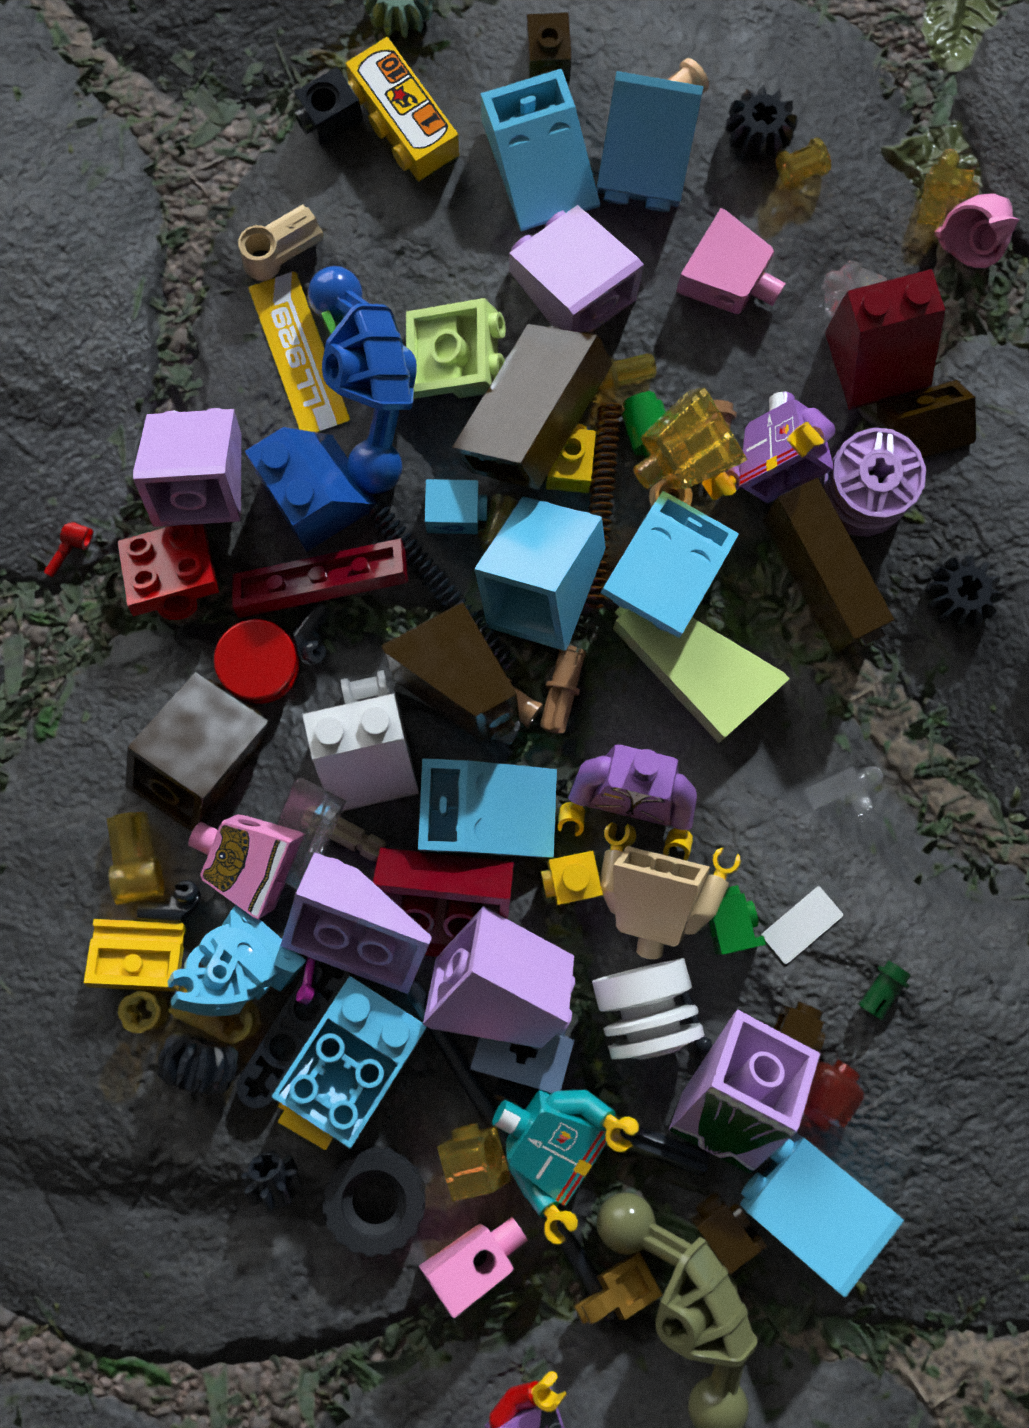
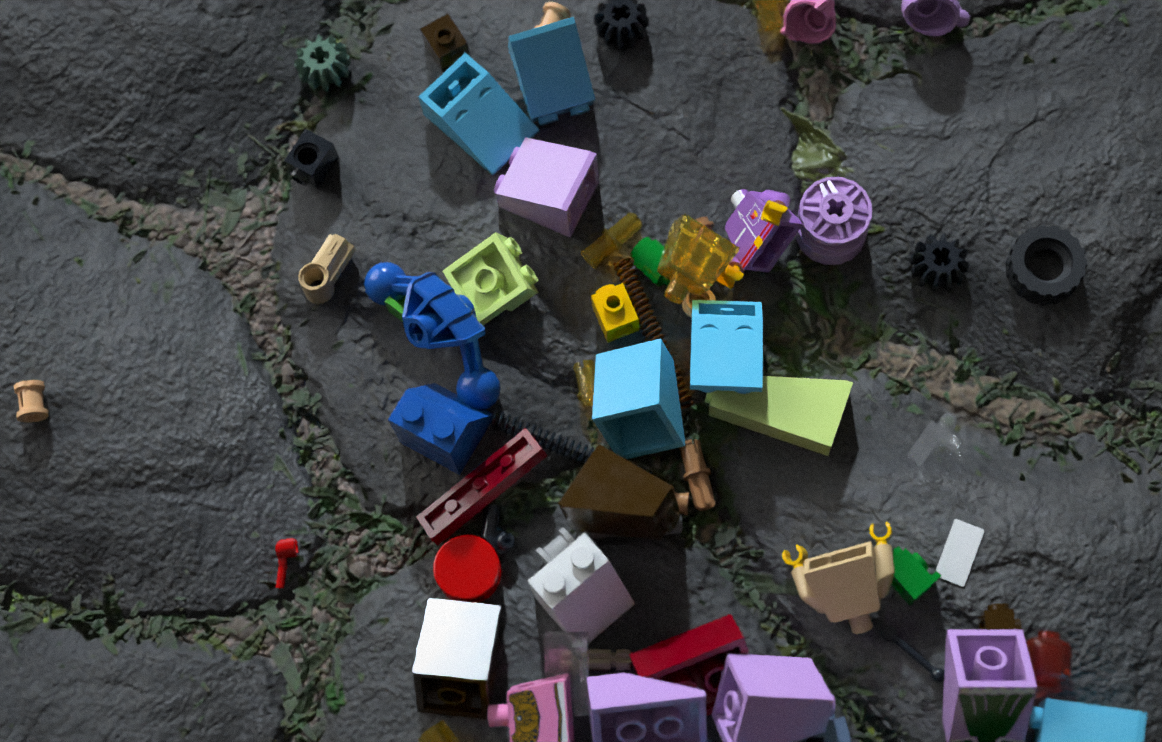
camera: 15 degrees left, 10 degrees down
(167, 570) = (369, 537): red plate -> none
(190, 467) = (349, 455): lavender slope -> none
(297, 352) = (379, 338): yellow sticker -> none
(402, 110) = (366, 135): brick -> none
(454, 506) = (550, 387): medium azure brick -> none
(487, 809) = (690, 586): medium azure slope -> none
(533, 405) = (569, 288): brick -> none
(572, 878) = (779, 603): yellow brick -> none
(638, 787) = (787, 514): medium lavender torso -> none
(648, 1009) = (884, 665): white wheel -> none
(730, 267) = (653, 126): bright pink torso -> none
(803, 163) = (665, 32): clear yellow bush -> none
(828, 568) = (837, 294): dark brown brick -> none
(849, 277) = (745, 97): clear piece -> none
(885, 989) = (1043, 566): dark green pin -> none
(887, 338) = (789, 119): dark red slope -> none
(933, 417) = (851, 155): dark brown panel -> none

